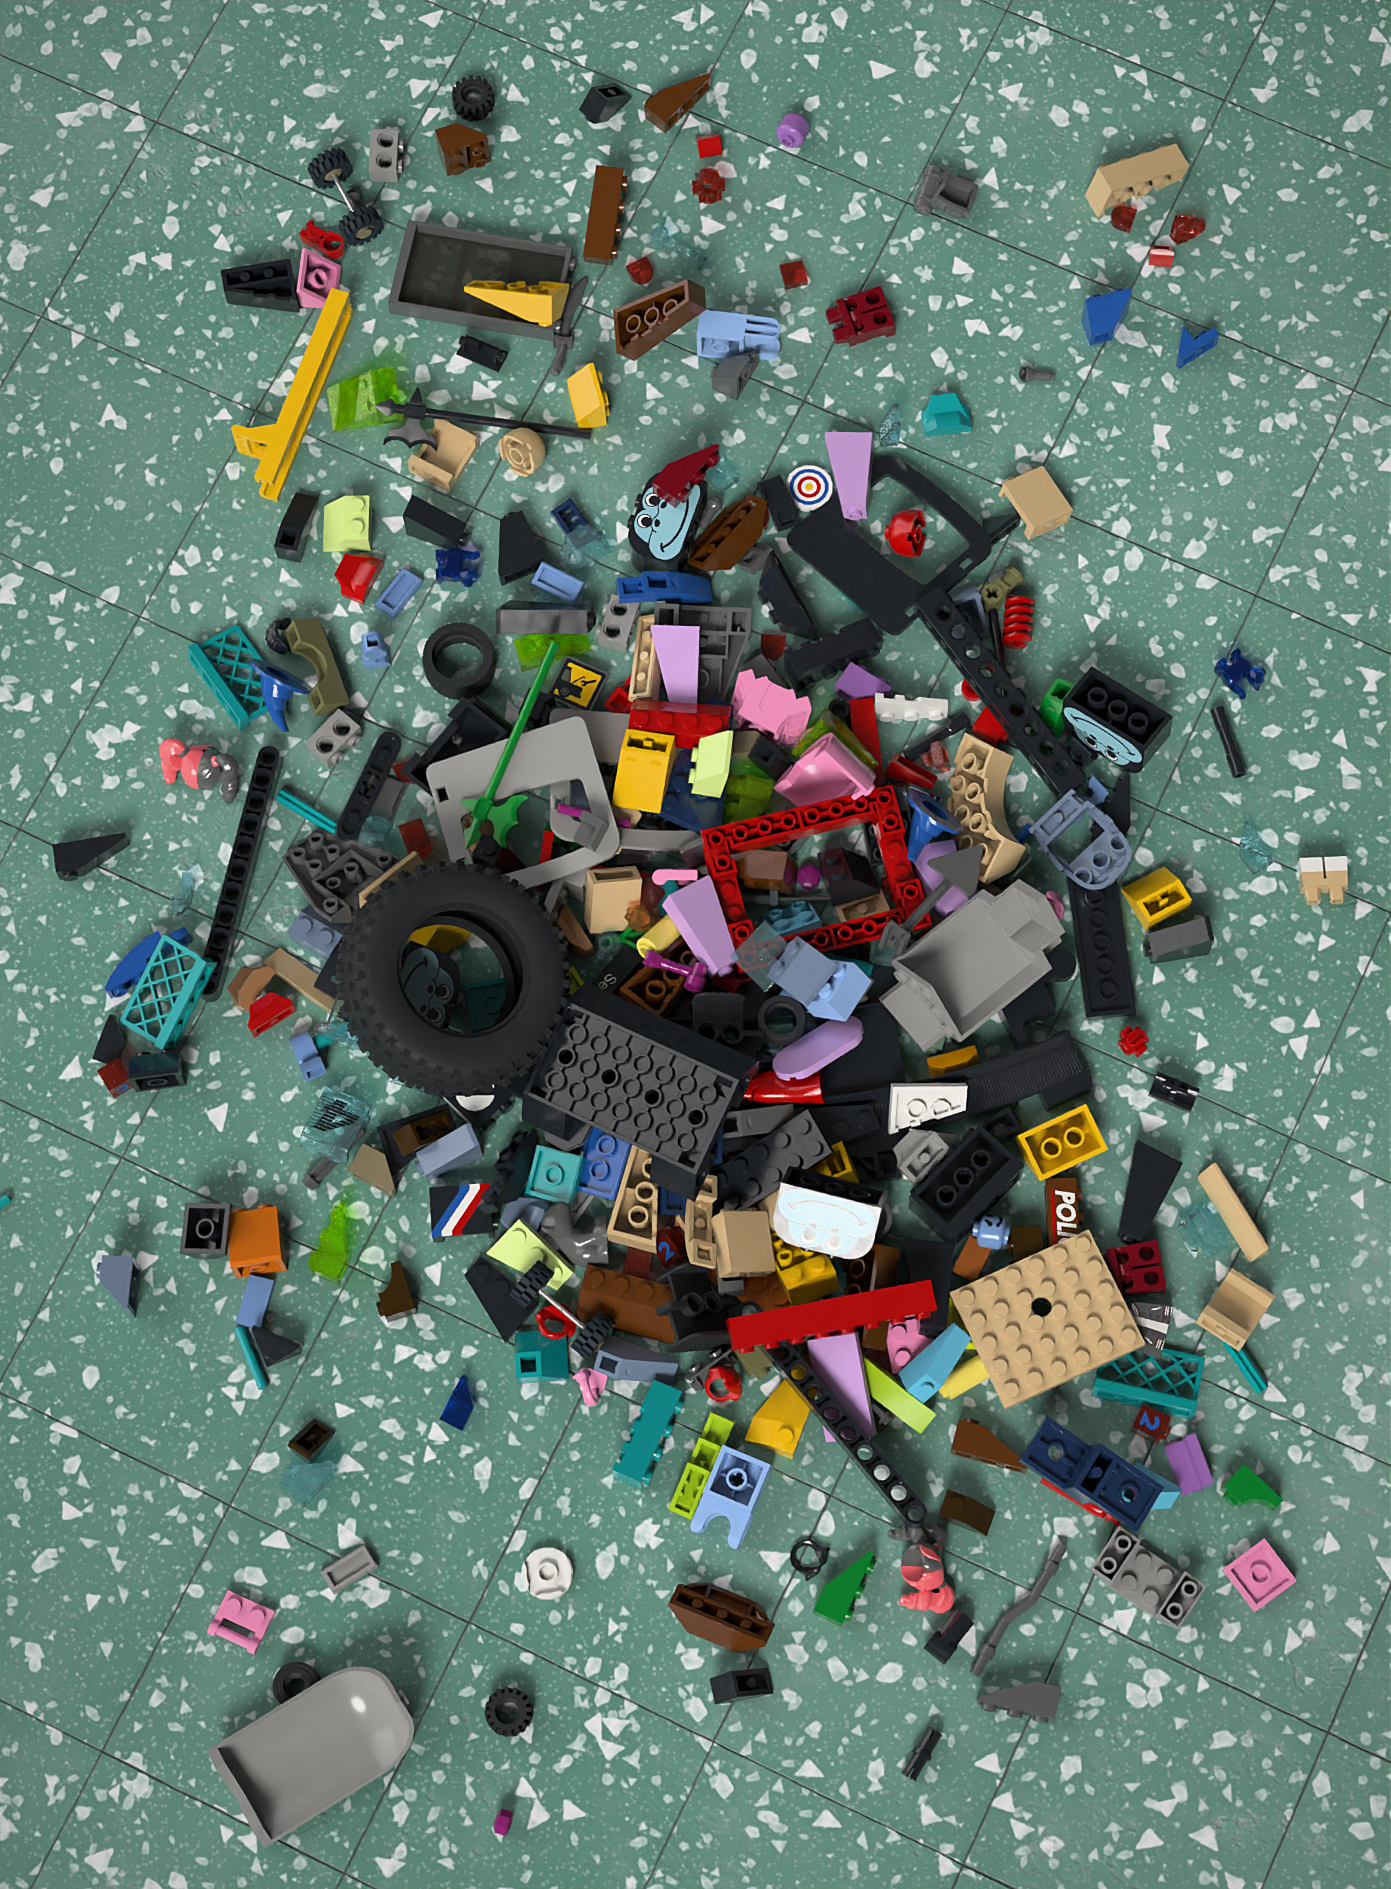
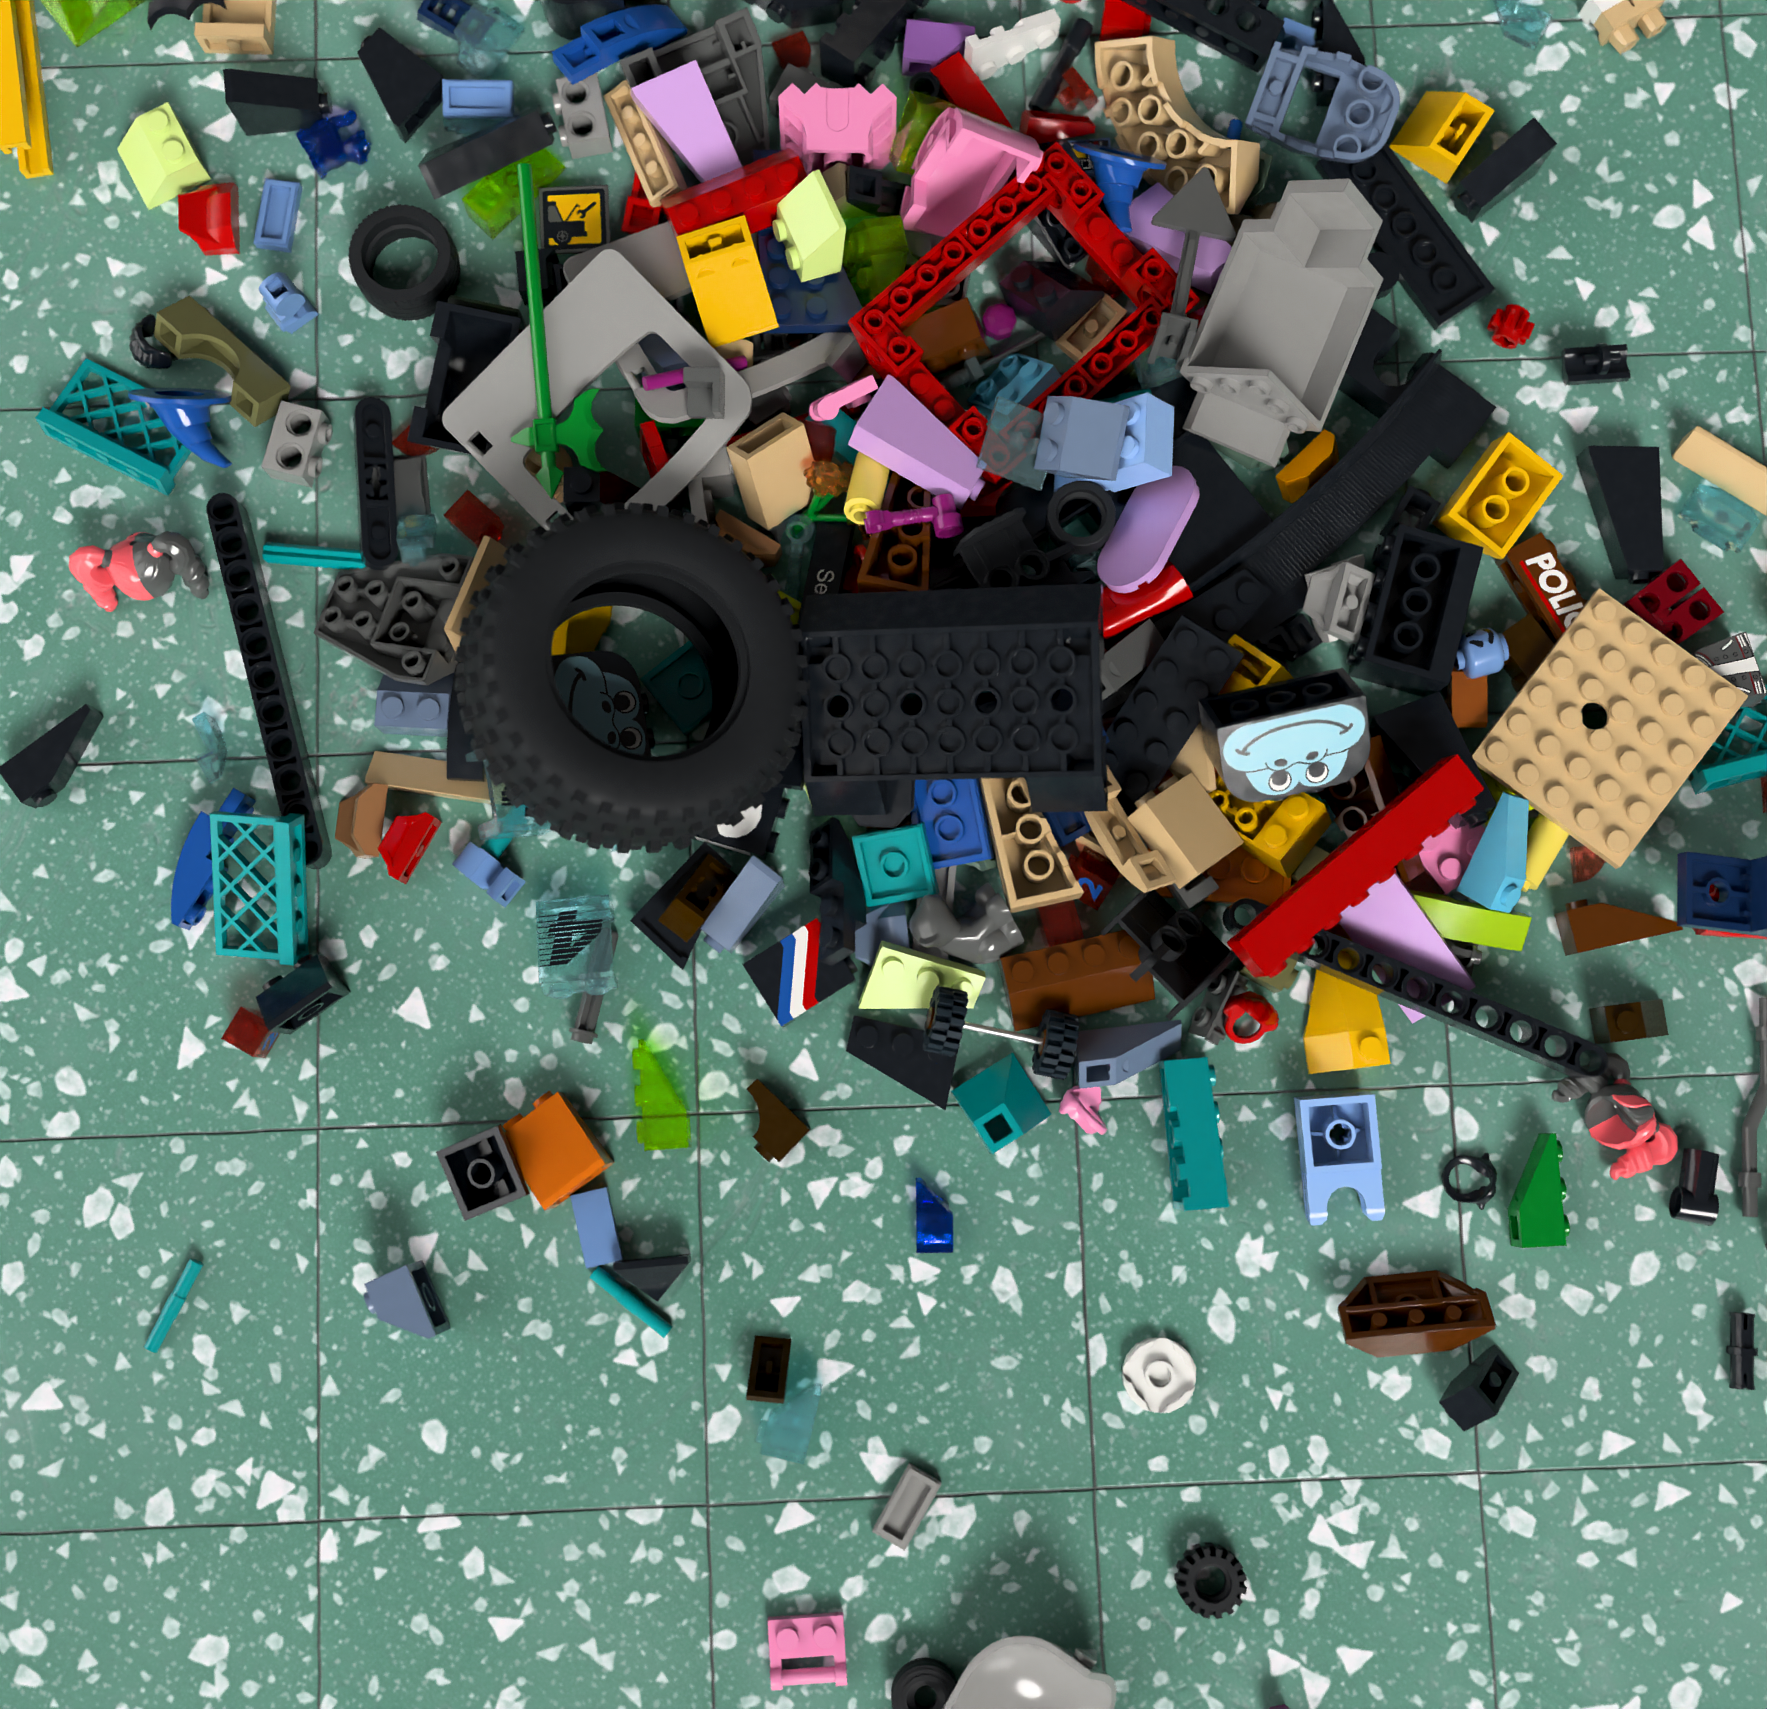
camera: 35 degrees left, 10 degrees up
(110, 1042) = (220, 988): black slope -> none
(295, 527) = (94, 195): black slope -> none
(373, 1169) = (655, 975): dark tan slope -> none
(552, 1313) = (983, 1041): red piece -> none
(700, 1465) = (1276, 1135): lime slope -> none
(924, 1101) = (1307, 531): white wing -> none
(992, 1403) = (1584, 863): none -> clear red tile

